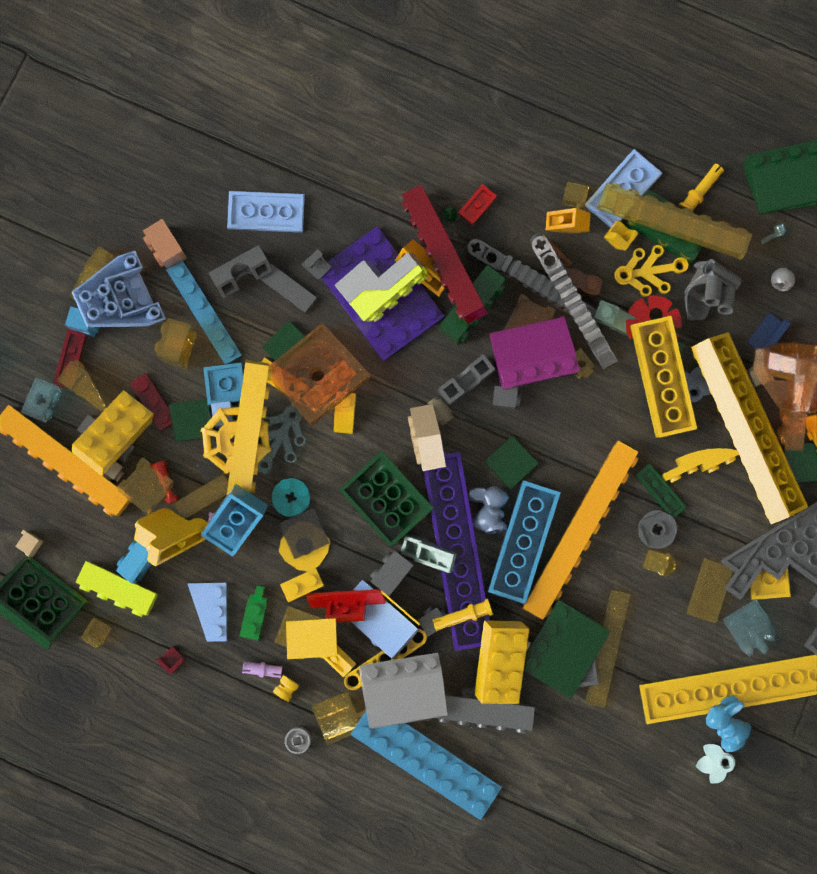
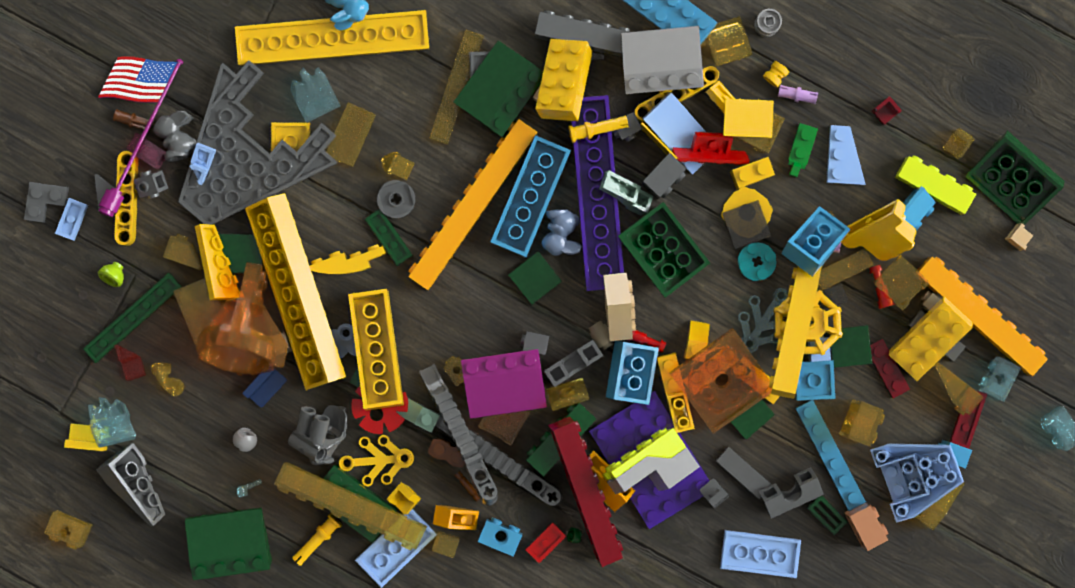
camera: 170 degrees left, 5 degrees up
(191, 244) = (816, 503): none -> dark green tile
(360, 351) = (675, 397): none -> yellow slope
(400, 411) = (641, 338): none -> red piece
(407, 375) = (632, 372): none -> dark azure slope
(469, 348) = (567, 394): none -> clear yellow tile
(533, 203) = (489, 539): none -> dark azure brick

